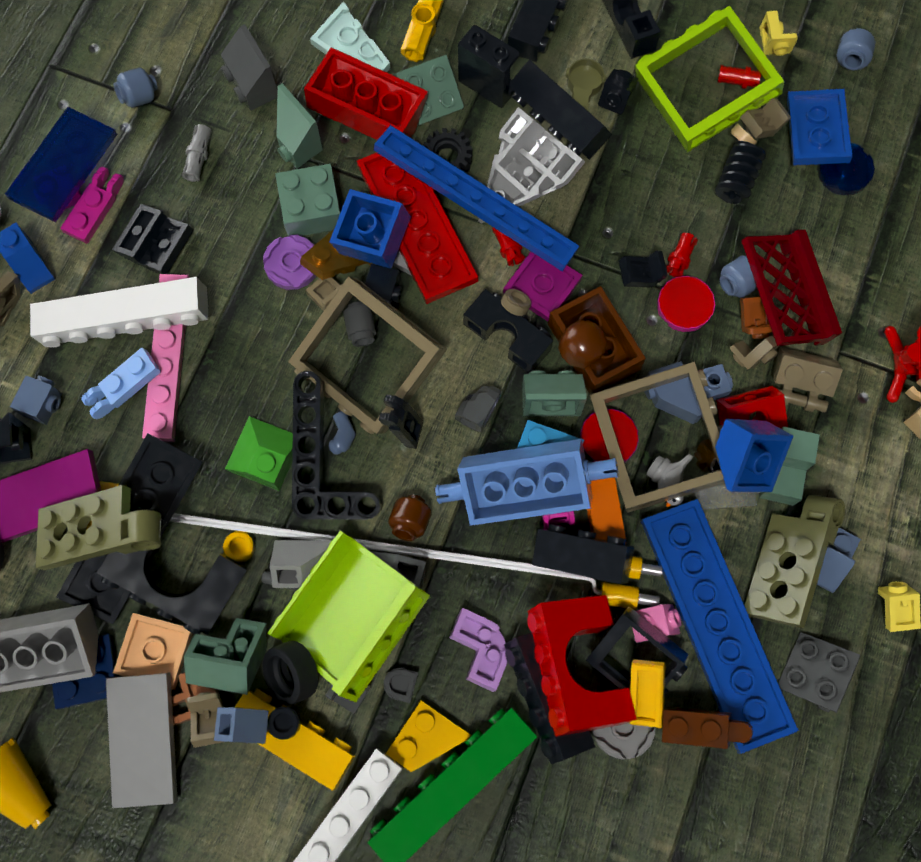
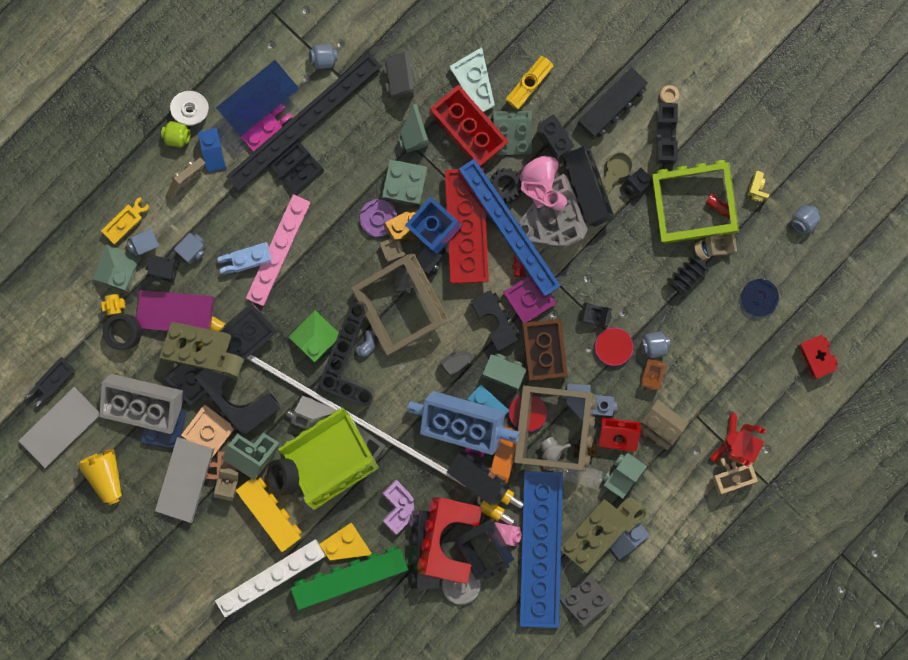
camera: 20 degrees right, 10 degrees up
(119, 312) = (259, 213): white brick -> none
(138, 179) = (303, 121): none -> black plate
(196, 153) = (345, 118): light grey pin -> none
(239, 546) = (279, 388): yellow tile -> none
(241, 725) = (245, 496): sand blue brick -> none
(284, 723) = (268, 504): black tile -> none
(400, 684) = (343, 508): dark grey tile -> none
(402, 421) = (405, 355): black hinge -> none
(409, 517) = (387, 413): reddish brown head -> none
(488, 125) = (537, 183): none -> bright pink piece
(516, 302) = (505, 306): dark tan tile -> none
(582, 344) = (532, 352): reddish brown hair -> none
(648, 692) = (480, 571): yellow tile -> none
(680, 258) = (623, 315): red pin -> none
(703, 728) = (503, 603): reddish brown brick -> none
(751, 454) = (599, 462): blue slope -> none
(761, 353) = (636, 397): dark tan bracket -> none
(805, 283) = (693, 367): dark red fence -> none
(819, 127) = (753, 264): blue plate -> none
(901, 607) = (653, 583): light yellow bracket -> none

